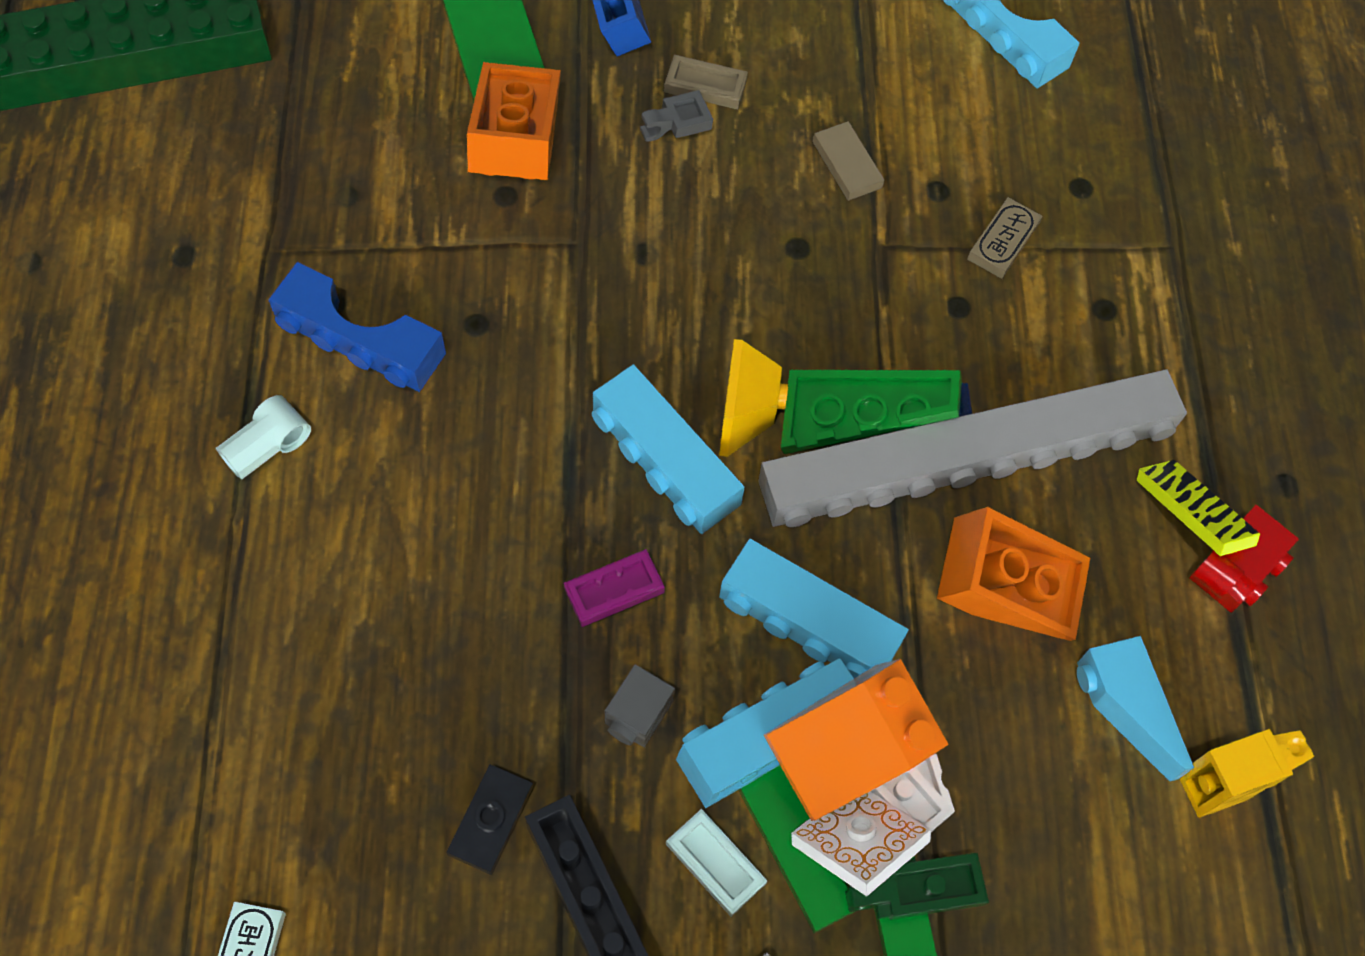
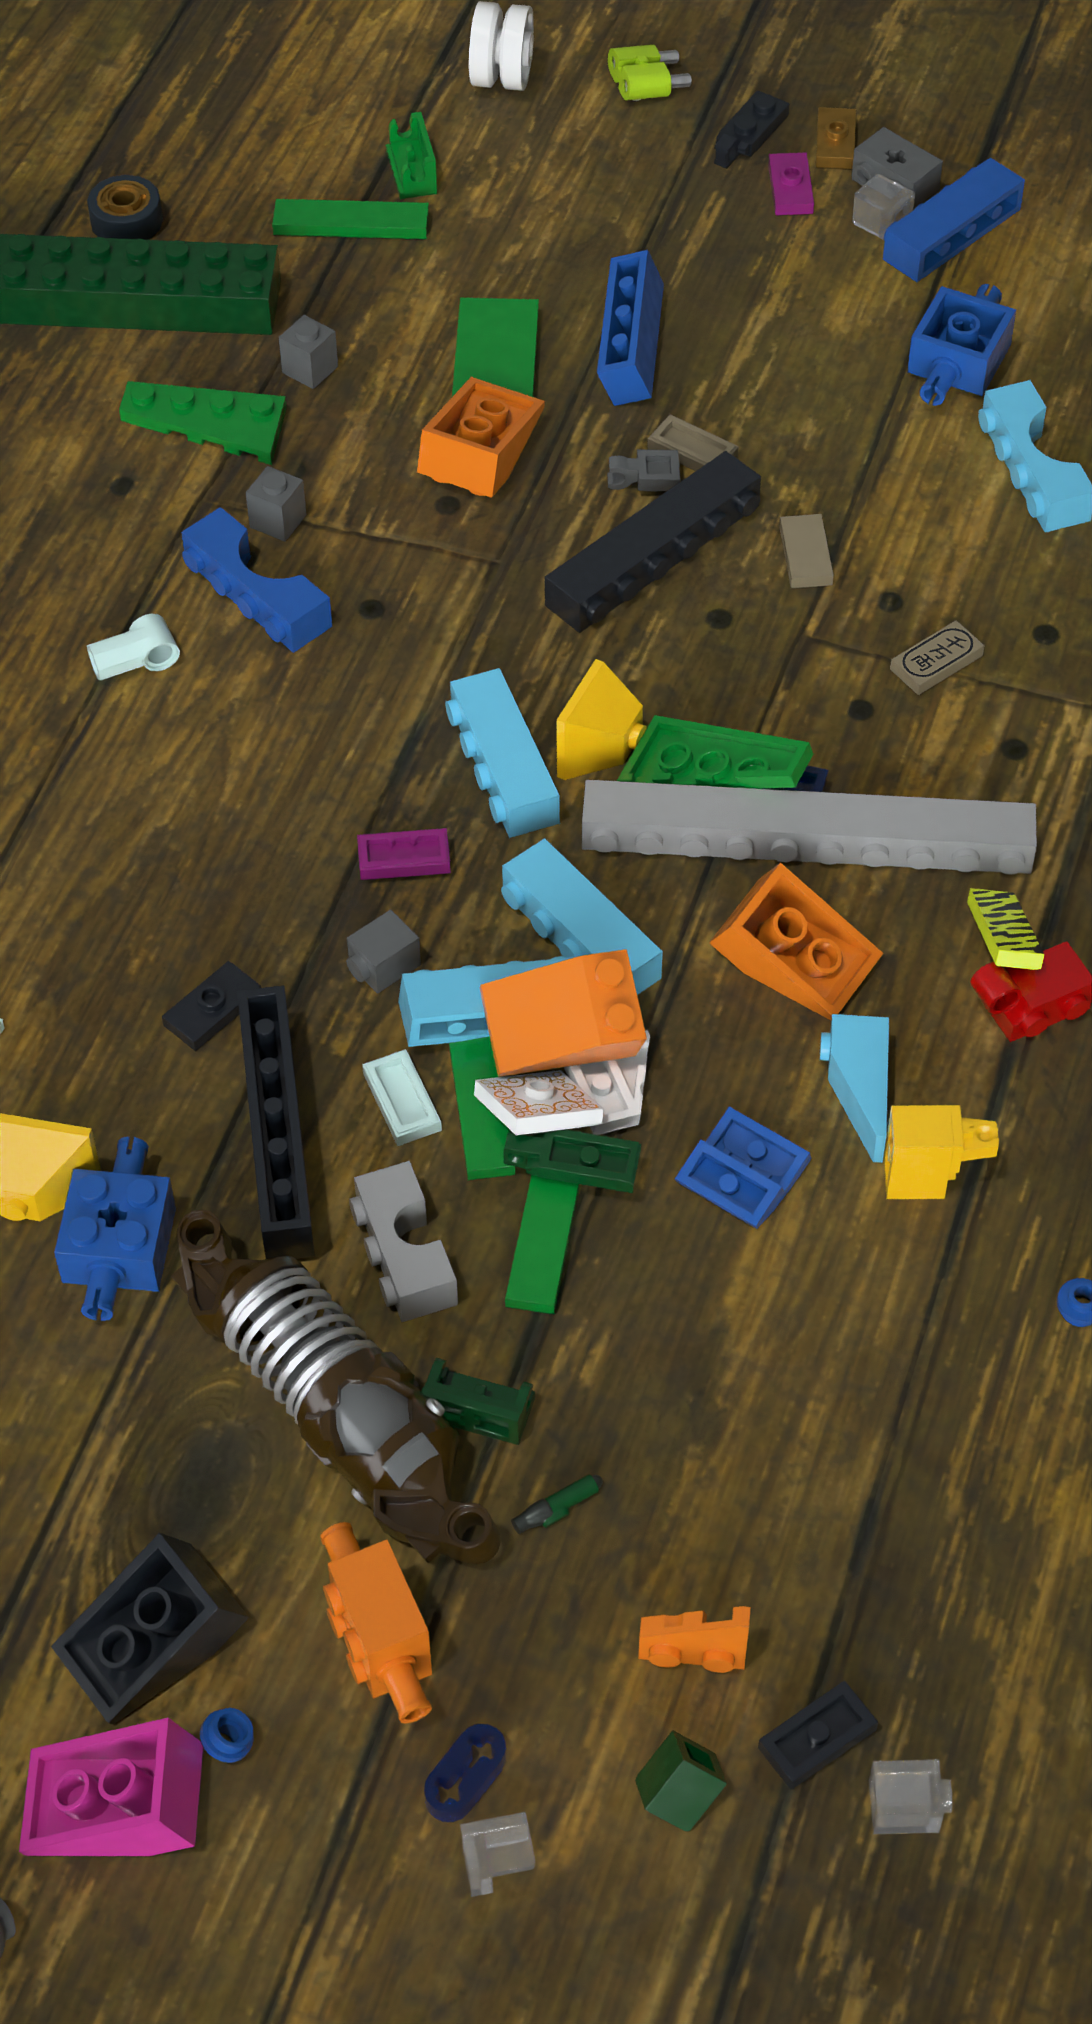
camera: 25 degrees right, 10 degrees down
(263, 158) = (220, 416): none -> green wing
(318, 71) = (308, 351): none -> dark grey brick
(347, 240) = (276, 503): none -> dark grey brick
(712, 190) = (652, 541): none -> black brick
(1065, 834) = (743, 1168): none -> blue slope

